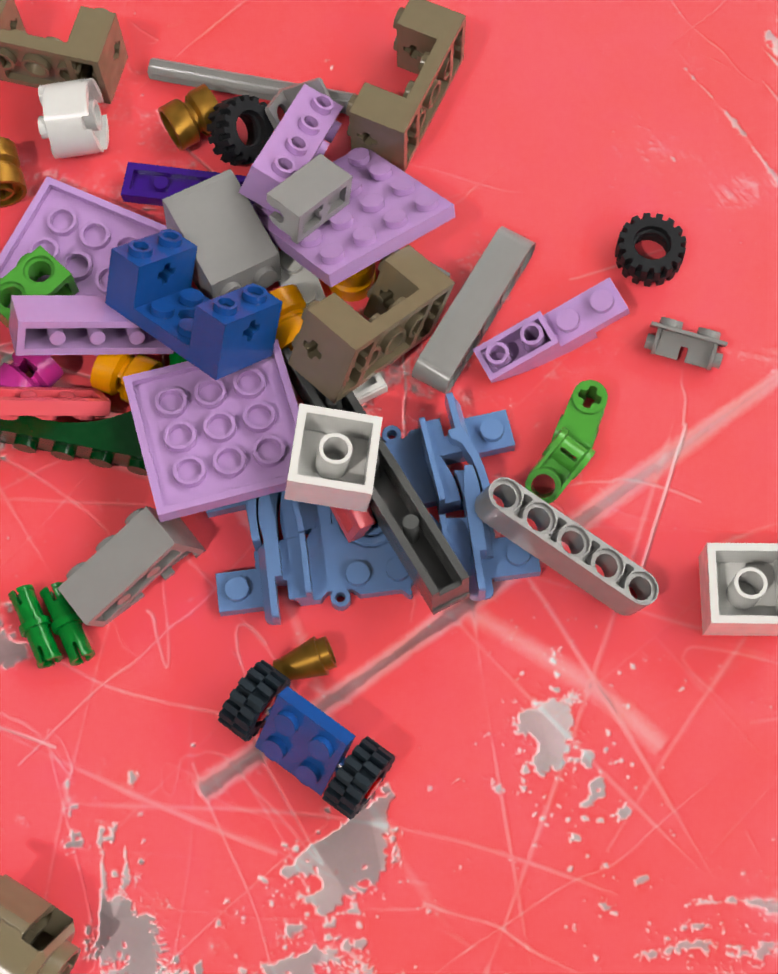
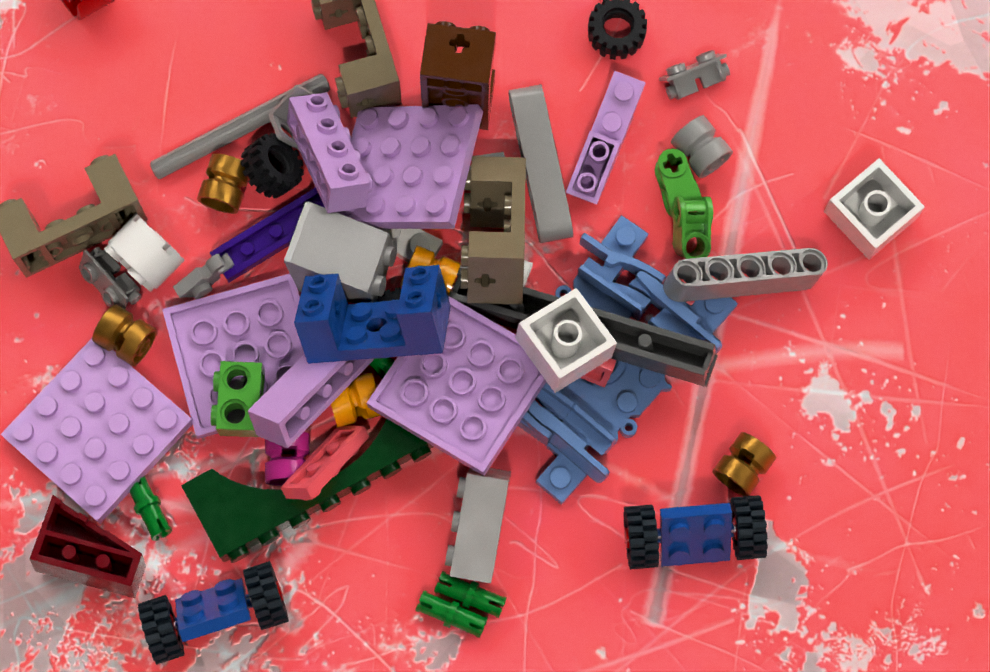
camera: 45 degrees left, 5 degrees up
(26, 133) = (99, 269): none -> light grey hinge
(99, 177) = (199, 281): none -> light grey plate
(307, 660) = (645, 484): pearl gold cone -> none
(310, 197) = (384, 178): light grey hinge -> none
(396, 714) = (736, 473): none -> pearl gold wheel
(451, 152) = (458, 77): none -> reddish brown plate
(632, 409) = (698, 142): none -> light grey wheel

